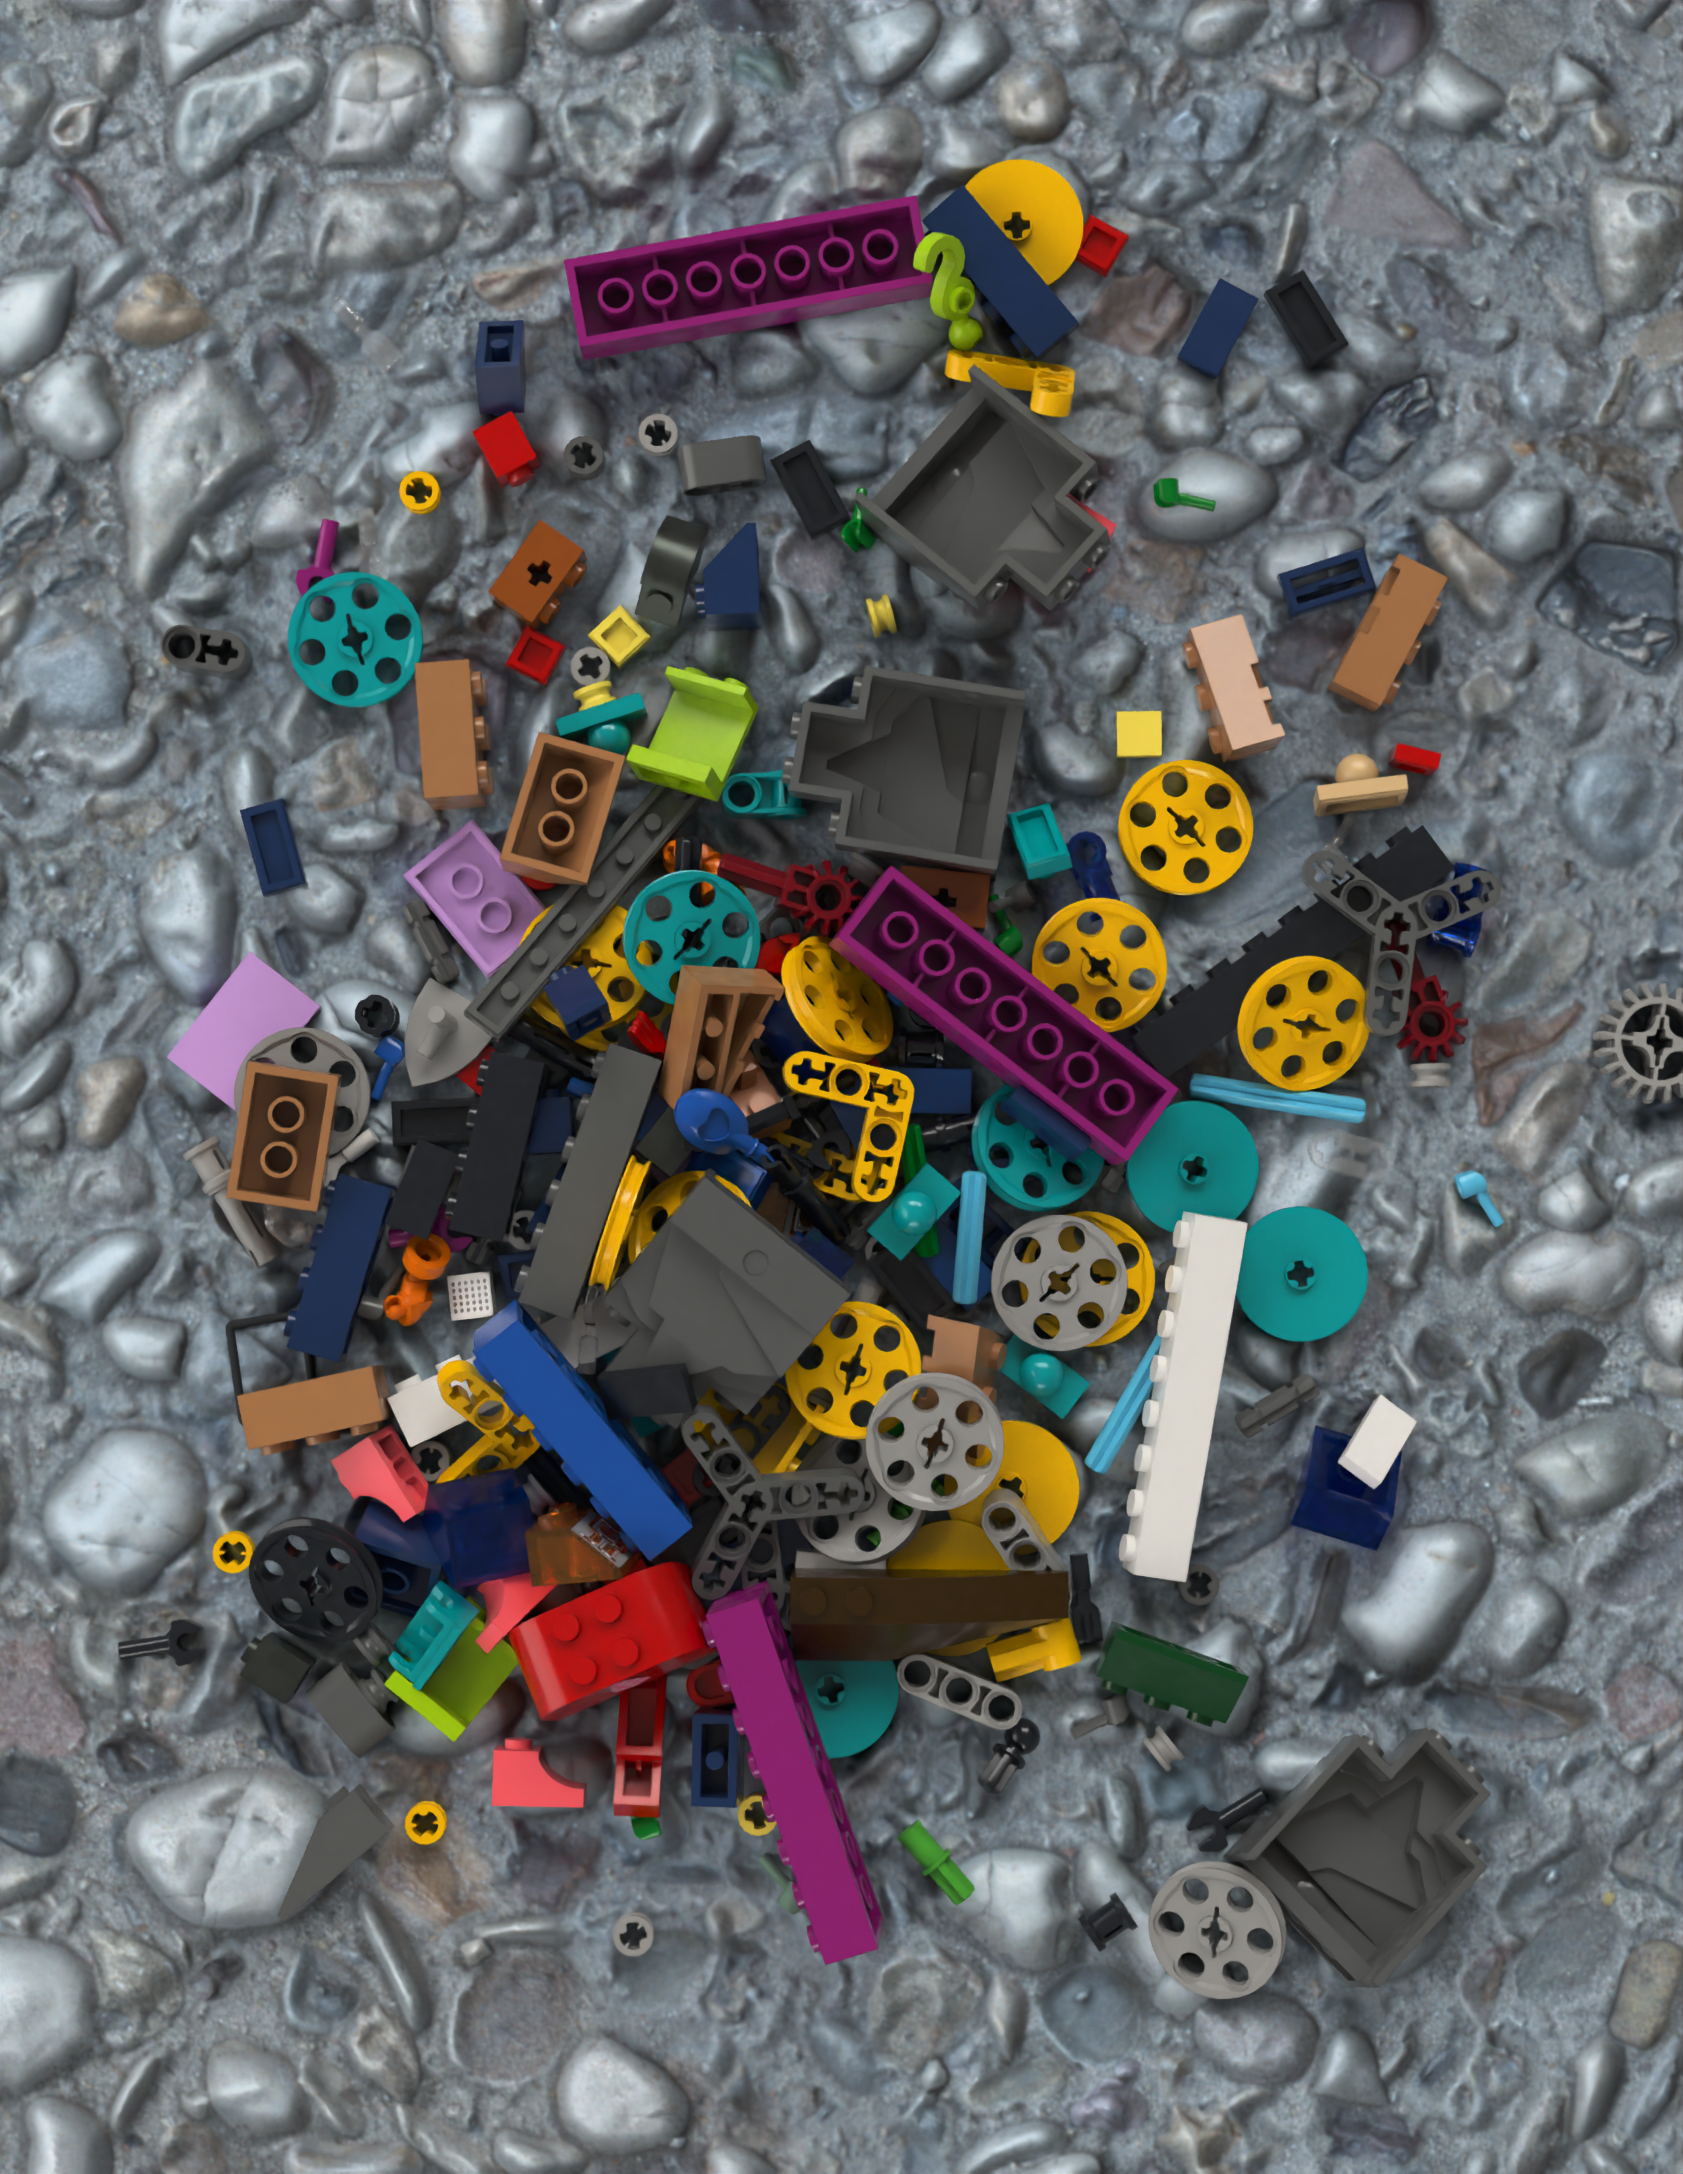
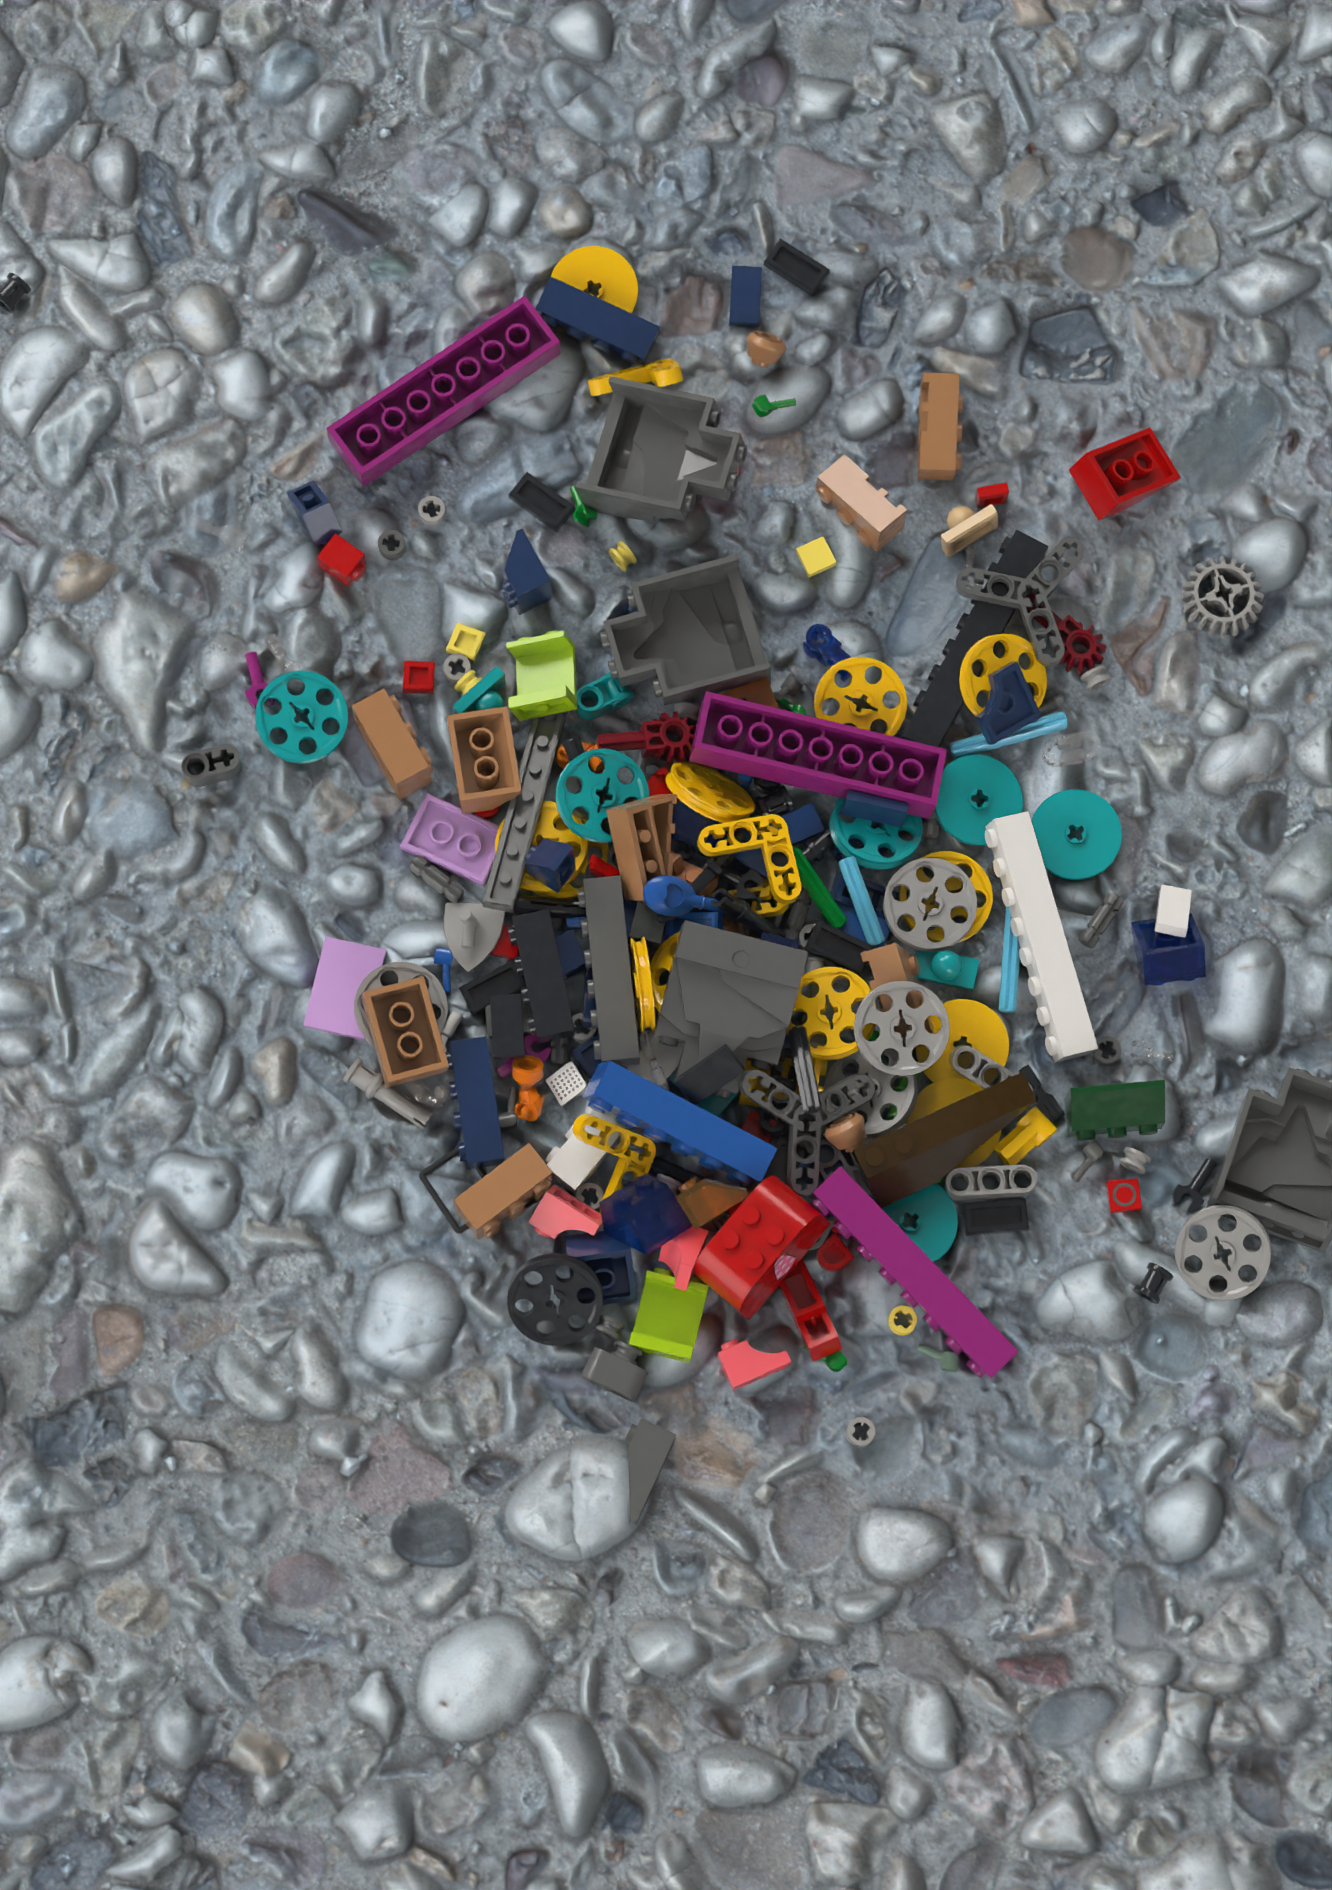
camera: 30 degrees left, 10 degrees down
(165, 1644) = (475, 1391): black bar -> none
(233, 1538) = (487, 1304): yellow bush -> none
(274, 847) = (309, 867): dark blue tile -> none
(275, 1666) = (553, 1369): pearl dark grey brick -> none
(382, 1028) = (434, 940): black bush -> none
(428, 1836) = (689, 1416): yellow bush -> none
(430, 484) = (303, 603): yellow bush -> none
(432, 1634) = (644, 1298): teal hinge -> none
(540, 551) = (399, 609): dark orange brick -> none
(670, 570) = (480, 587): pearl dark grey brick -> none
(716, 1759) = (860, 1291): dark blue brick -> none
(721, 465) = (480, 510): dark grey beam -> none
(779, 1438) = (804, 1070): none -> black axle
(797, 1542) = (846, 1132): none -> medium nougat cone
(913, 1211) = (819, 899): teal tile -> none
(936, 1862) = (1029, 1297): bright green axle -> none
(945, 1734) = (995, 1217): none -> black tile
(951, 293) = (574, 344): lime piece -> none
(1019, 1740) = (1043, 1198): black axle -> none
(1039, 842) = (787, 646): teal tile -> none
(1100, 246) = (649, 279): red tile -> none
(1126, 1786) = (1123, 1195): none -> red tile
(1189, 805) = (870, 584): yellow wedge -> none
(1208, 414) = (764, 348): none -> medium nougat cone
(1290, 594) = (868, 434): dark blue tile -> none
(1295, 1062) = (1009, 704): none -> dark blue tile
(1465, 931) = (1073, 584): clear blue connector -> none
(1473, 1183) = (1155, 731): medium azure hand -> none
(1607, 810) = (1123, 473): none -> red slope

